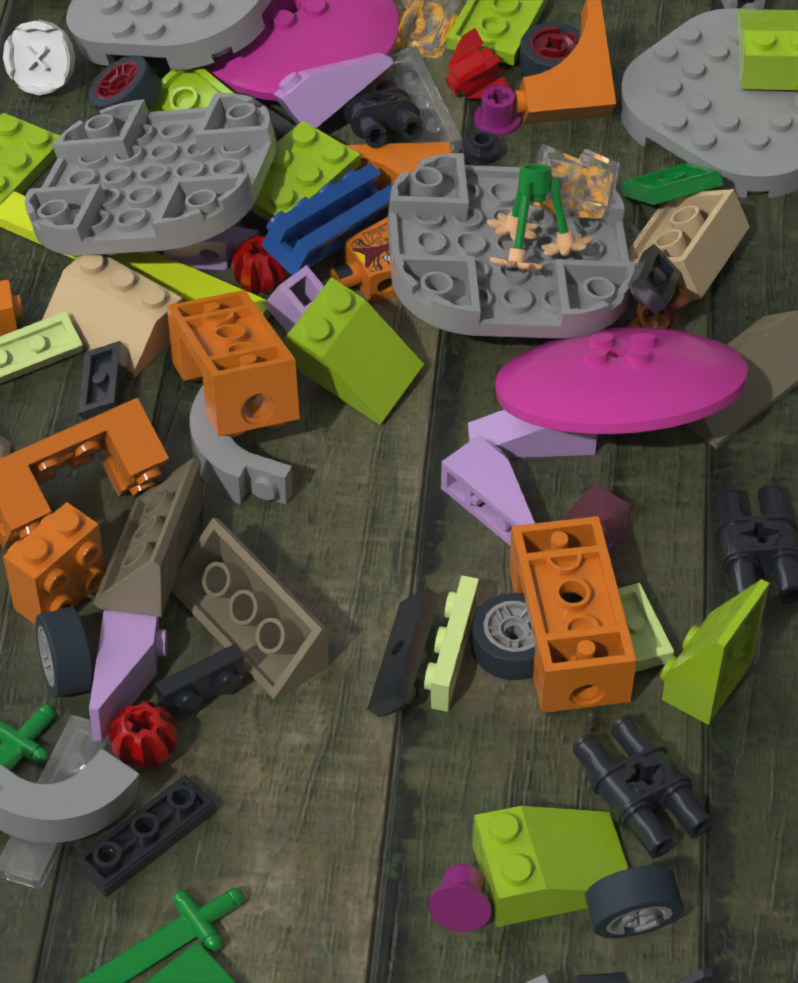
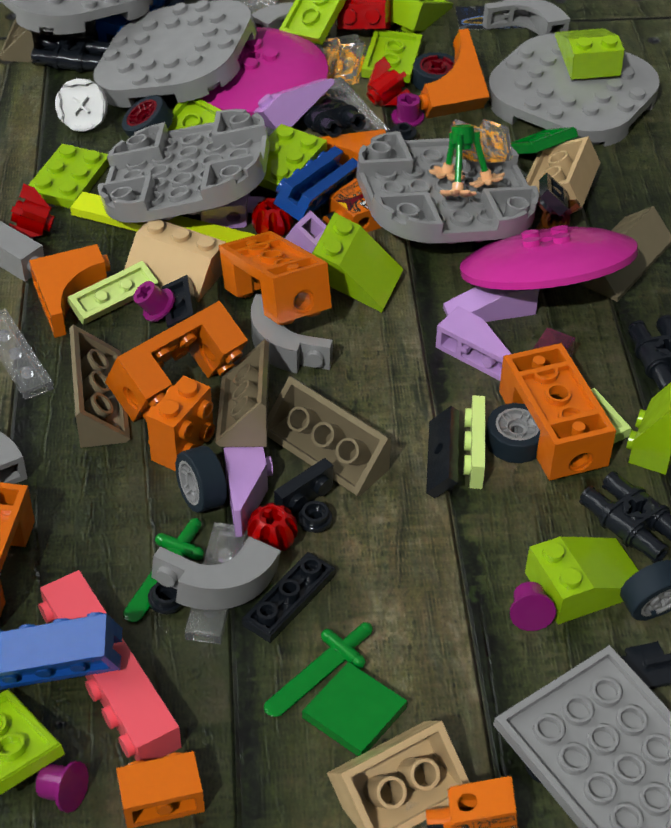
camera: 10 degrees left, 5 degrees down
(68, 373) = (154, 301): none -> magenta piece
(204, 715) = (315, 517): none -> black plate

